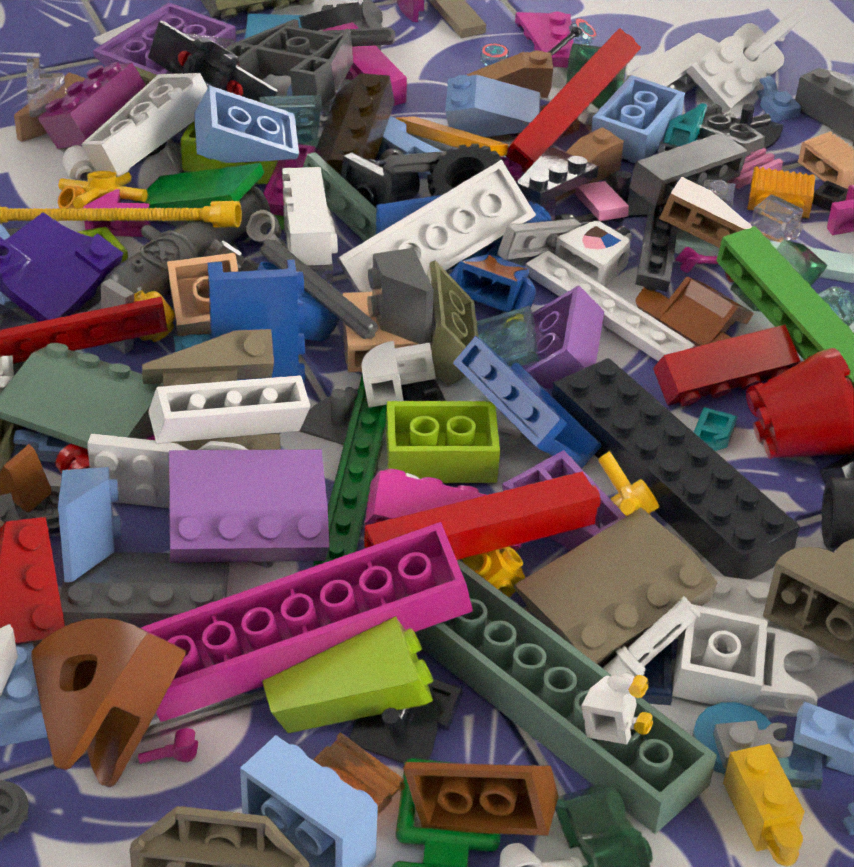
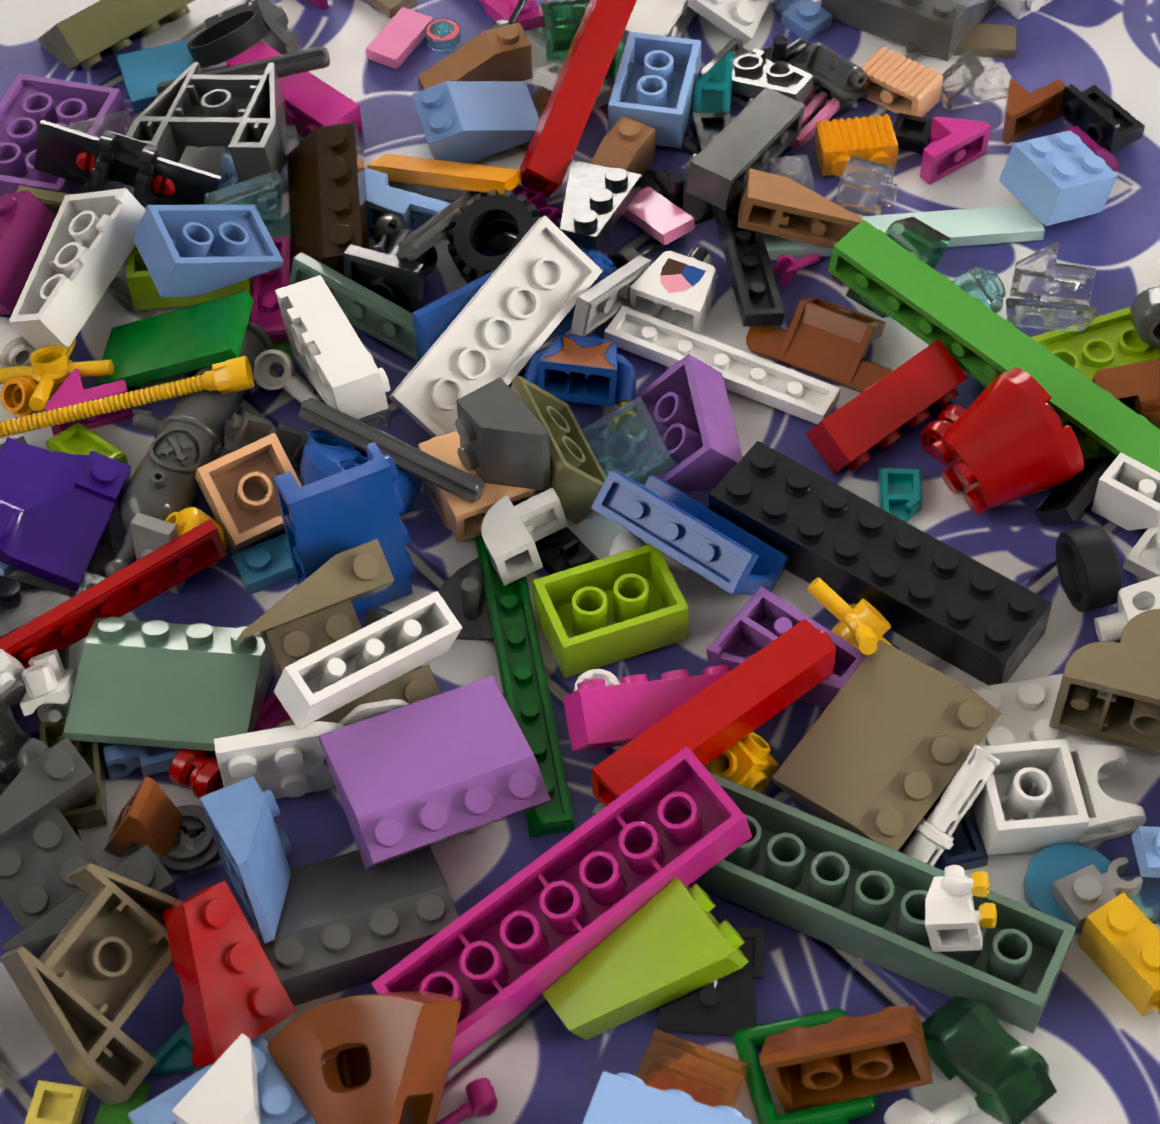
camera: 15 degrees left, 10 degrees up
(459, 50) = (398, 38): none -> bright pink tile
(784, 141) = (842, 81): none -> dark grey hinge

